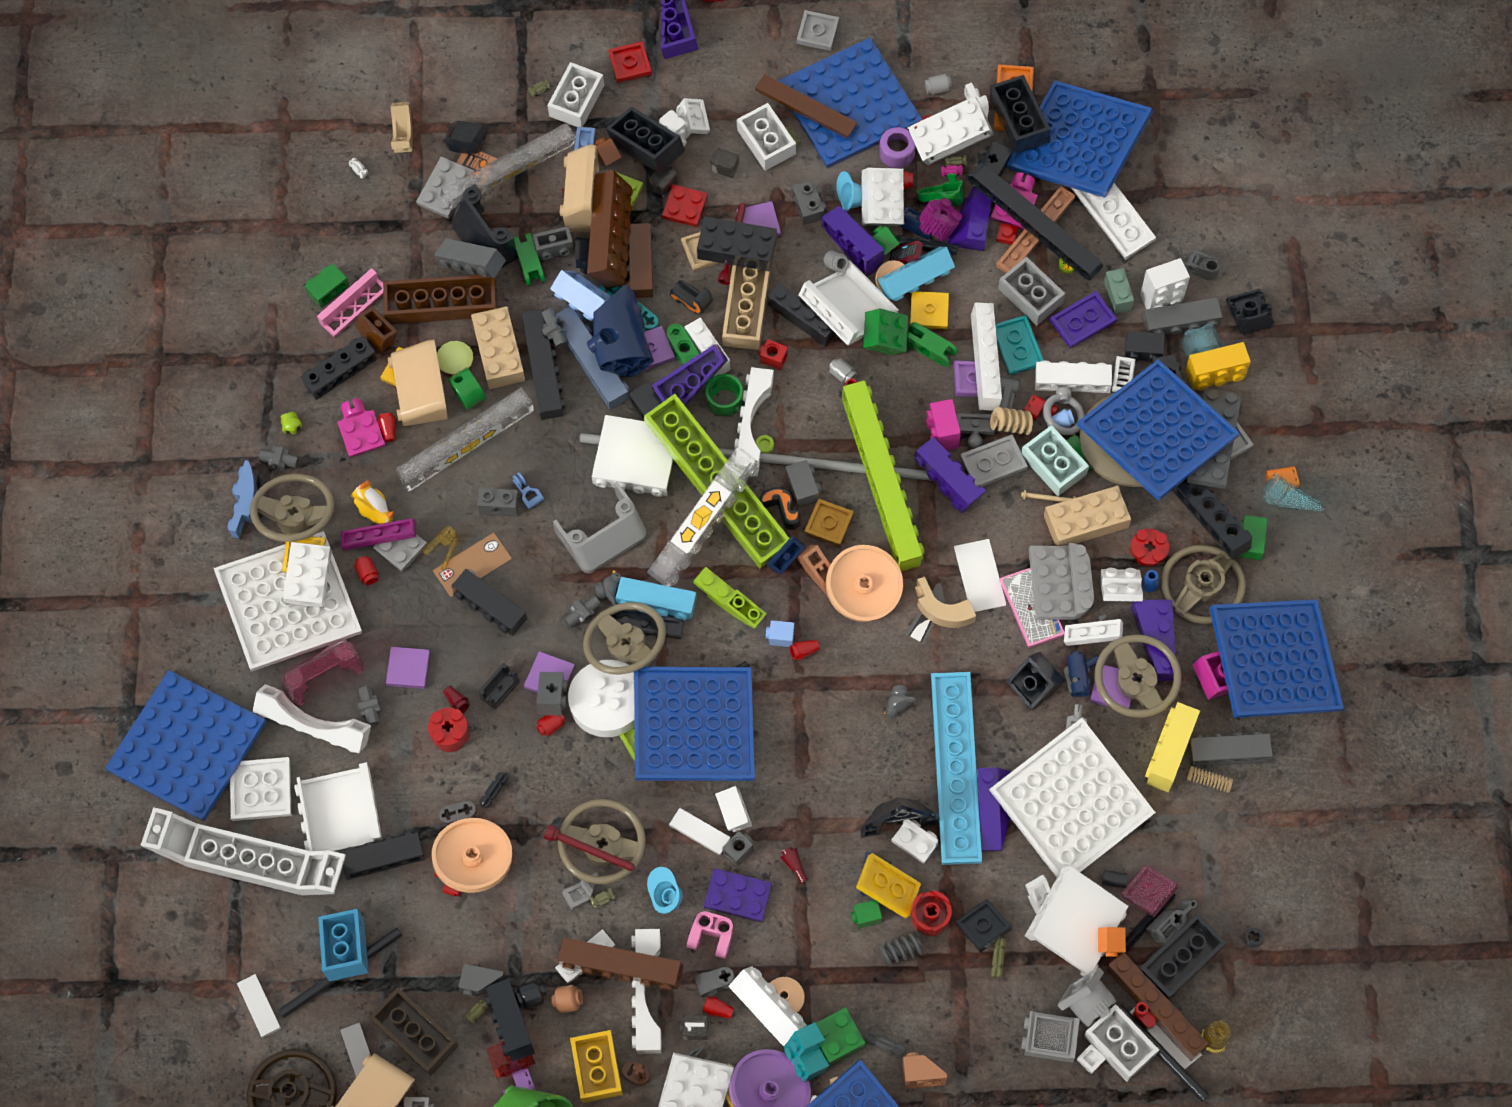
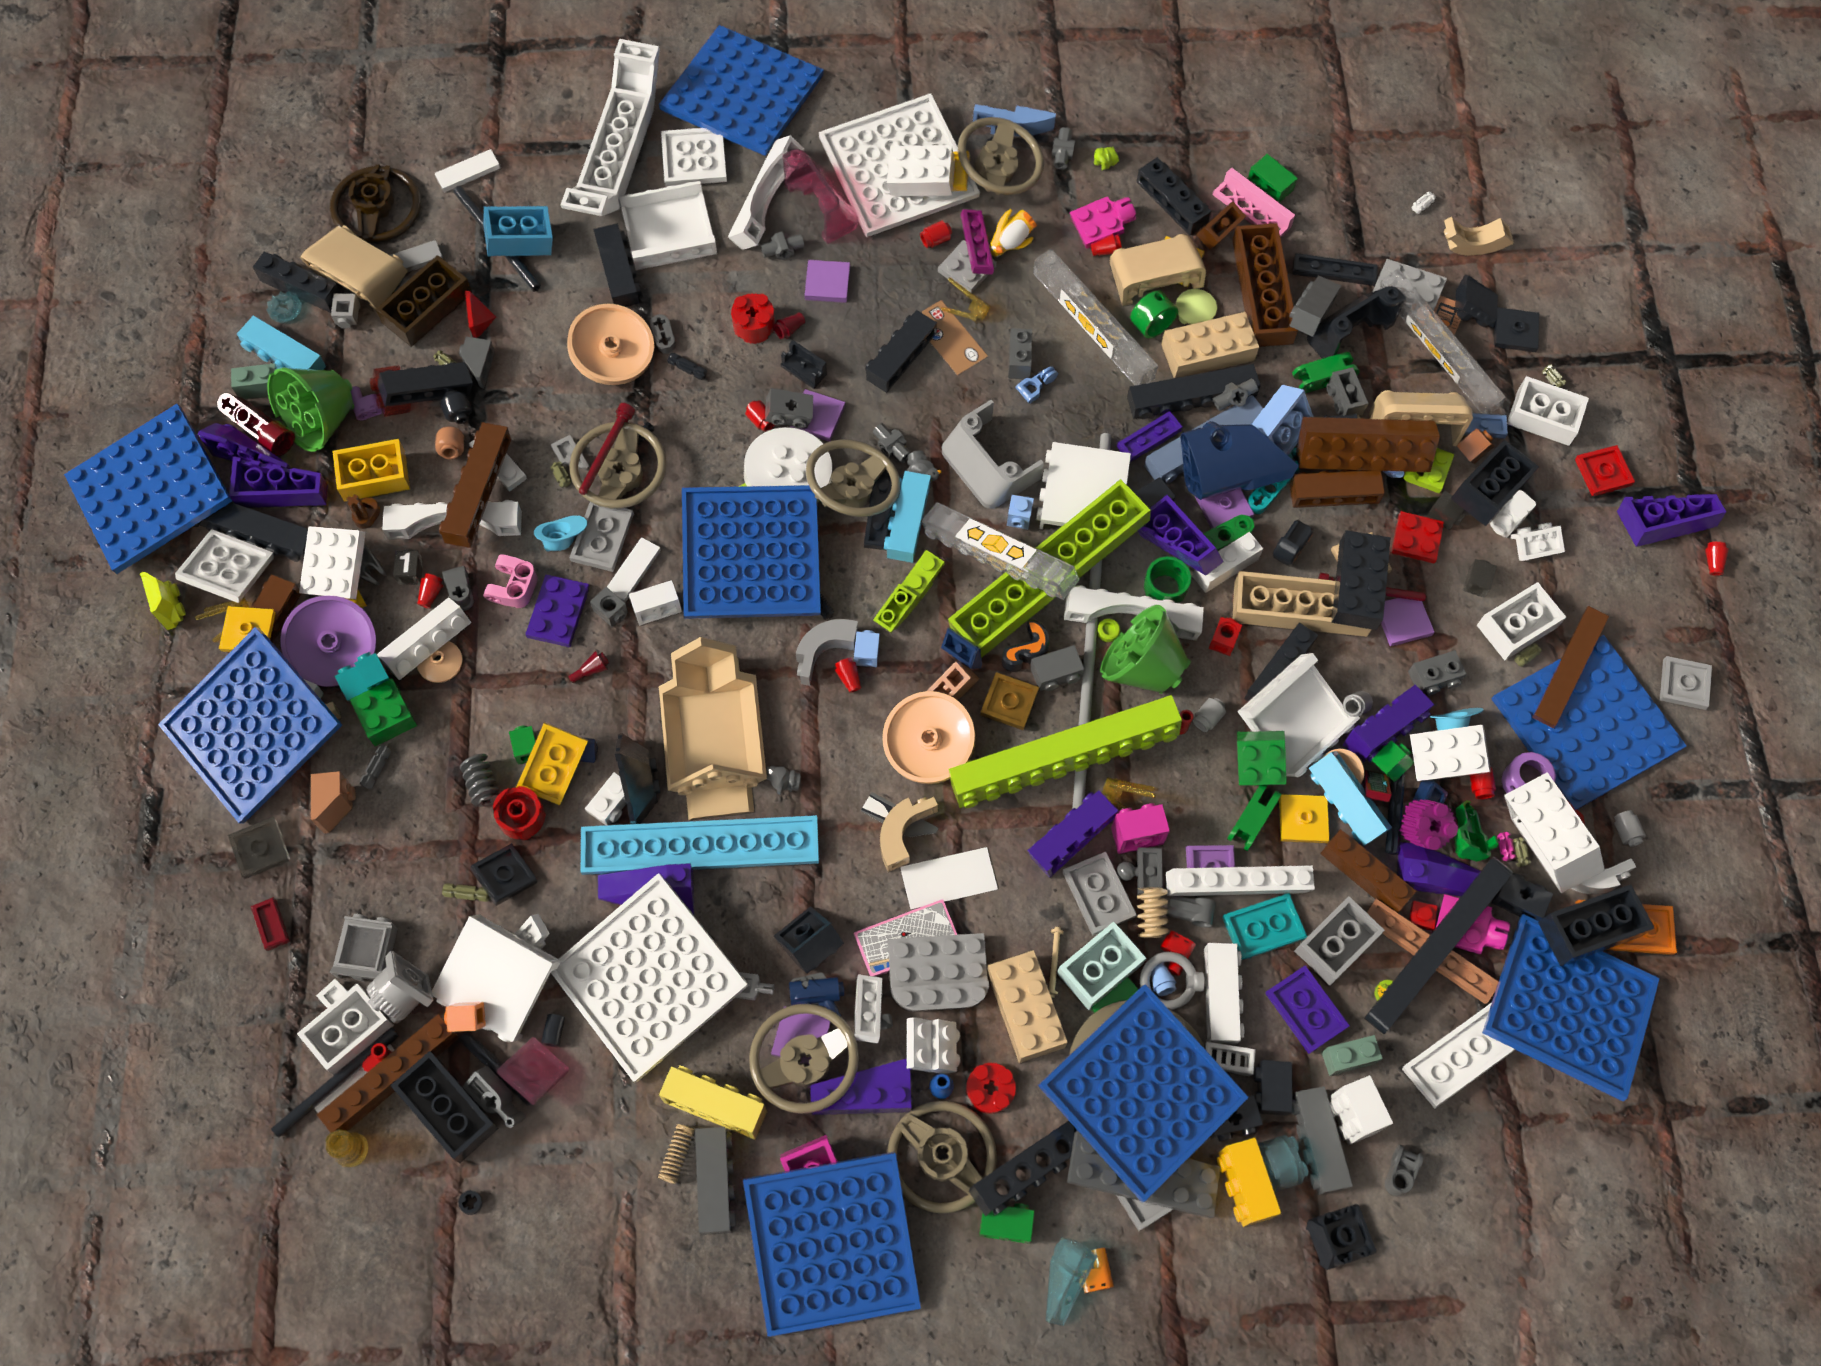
camera: 85 degrees right, 0 degrees up
(422, 244) = (1335, 269): none -> black tile
(428, 983) = (478, 315): none -> red slope
(491, 110) = (1516, 330): none -> black plate
(584, 401) = (1150, 436): none -> dark purple plate
(656, 507) = (1020, 512): none -> light blue brick
(671, 854) = (602, 538): none -> light grey plate
(773, 674) = (825, 636): none -> light grey arch
(793, 413) = (1147, 654): none -> bright green cone
(856, 757) = (712, 730): none -> tan panel
(905, 447) = (1115, 787): none -> clear yellow plant
(975, 267) = (1367, 871): none -> reddish brown brick

